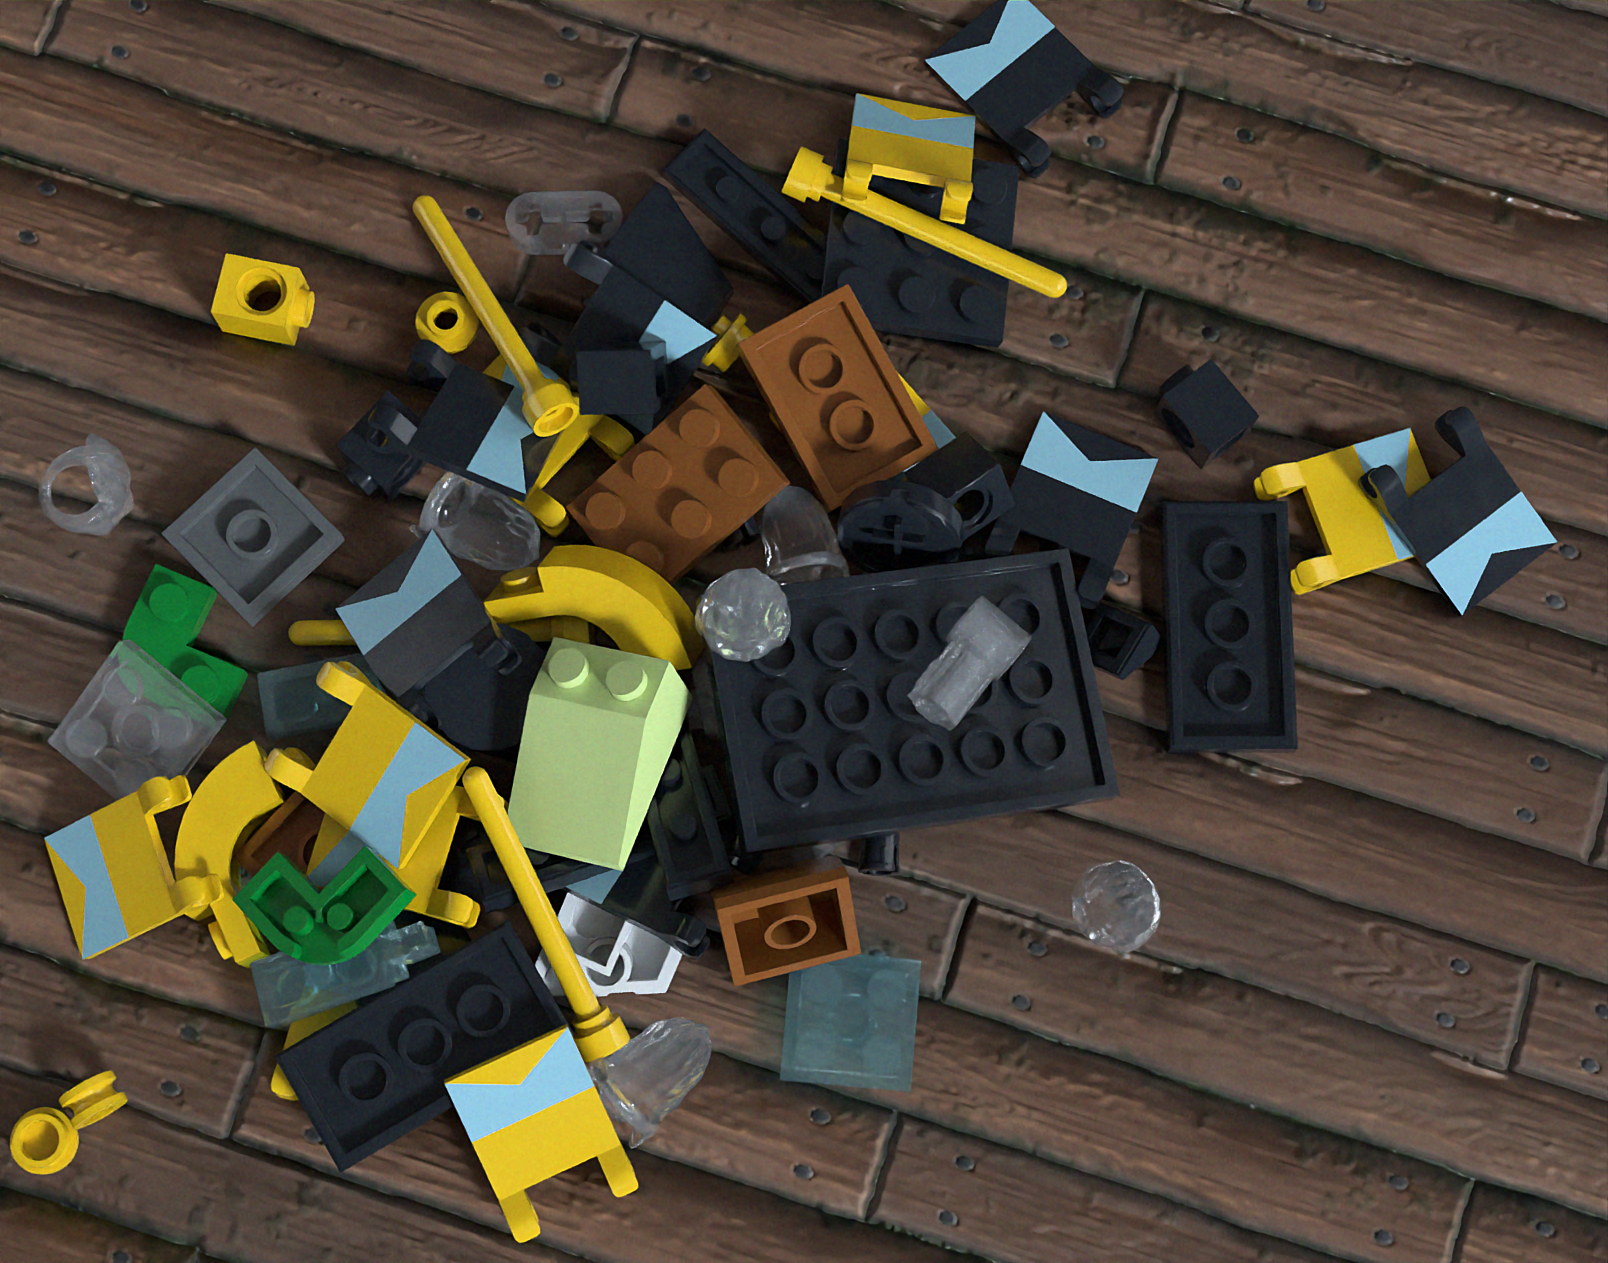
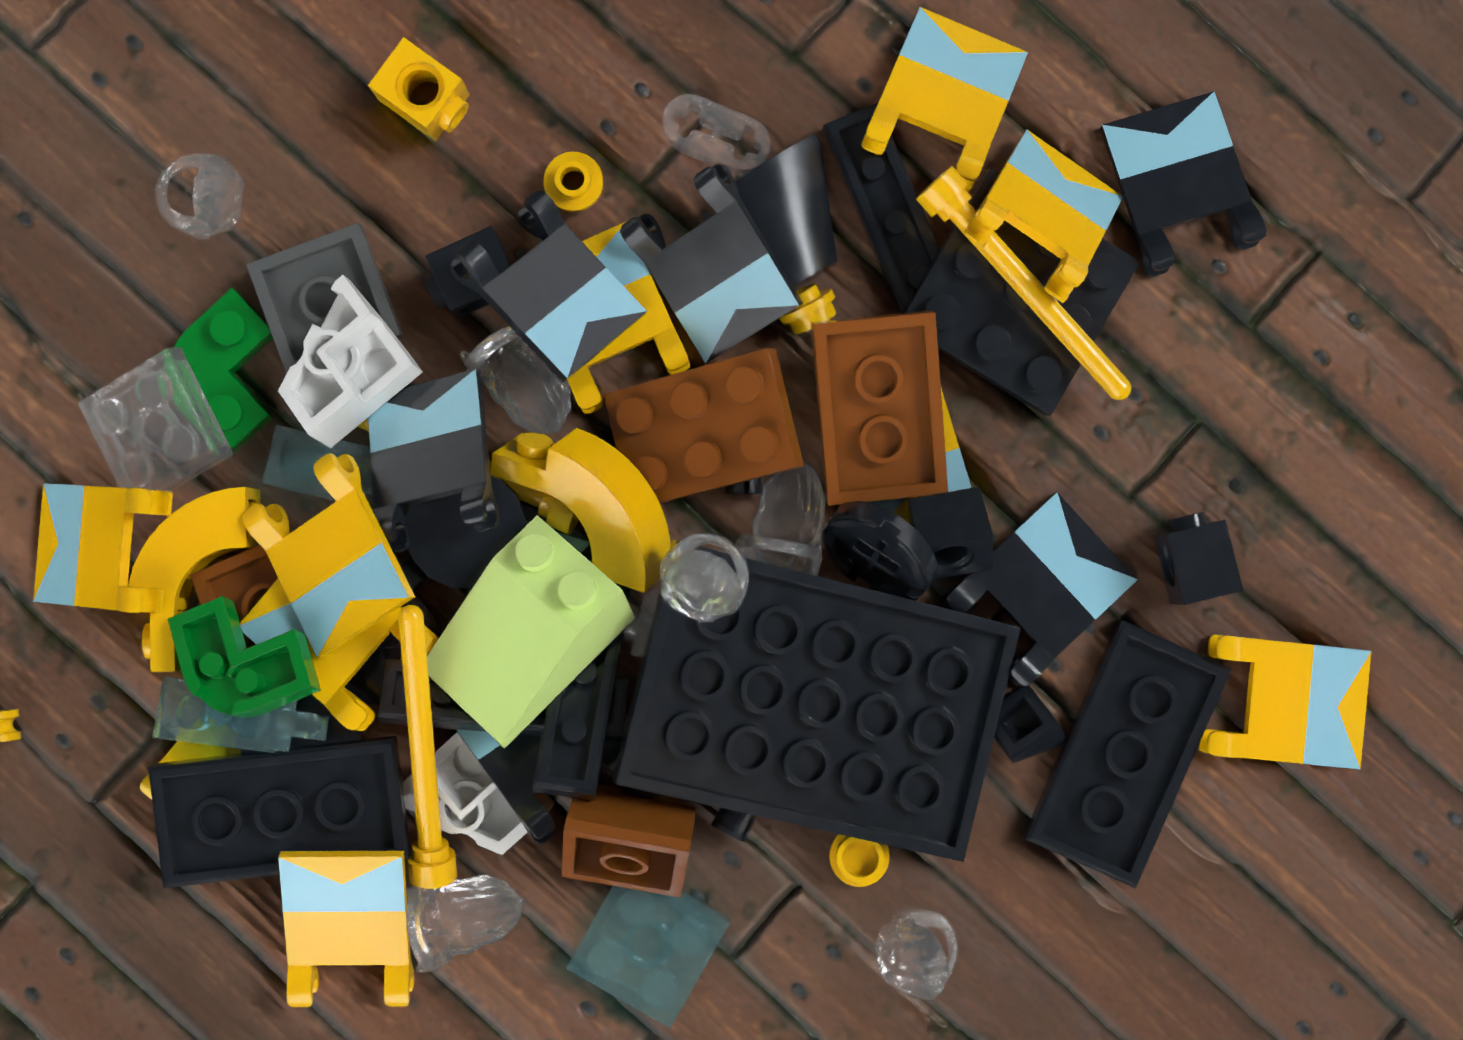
camera: 25 degrees right, 10 degrees up
(305, 585) = (346, 368): none -> white slope
(546, 404) = (622, 302): yellow piece -> none
(620, 378) = (698, 305): black brick -> none
(765, 84) = (949, 85): none -> yellow flag
(977, 651) = (898, 693): clear piece -> none
(1017, 841) = (858, 860): none -> yellow plate
(1465, 523) = (1382, 758): black flag -> none

